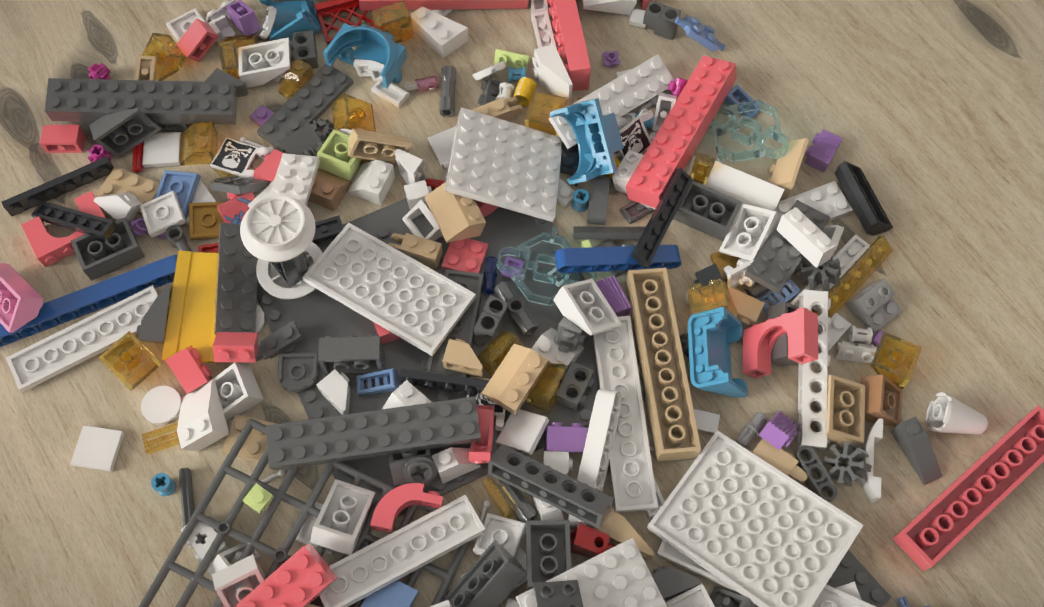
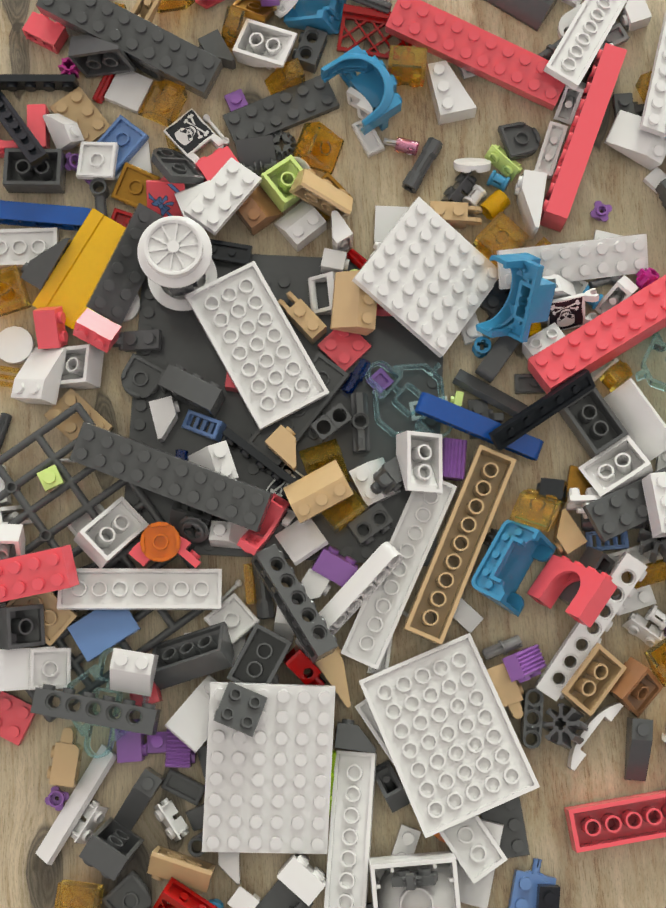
camera: 30 degrees right, 15 degrees up
(395, 497) = (160, 542): none -> orange tile
(514, 38) = (519, 140): none -> dark grey tile

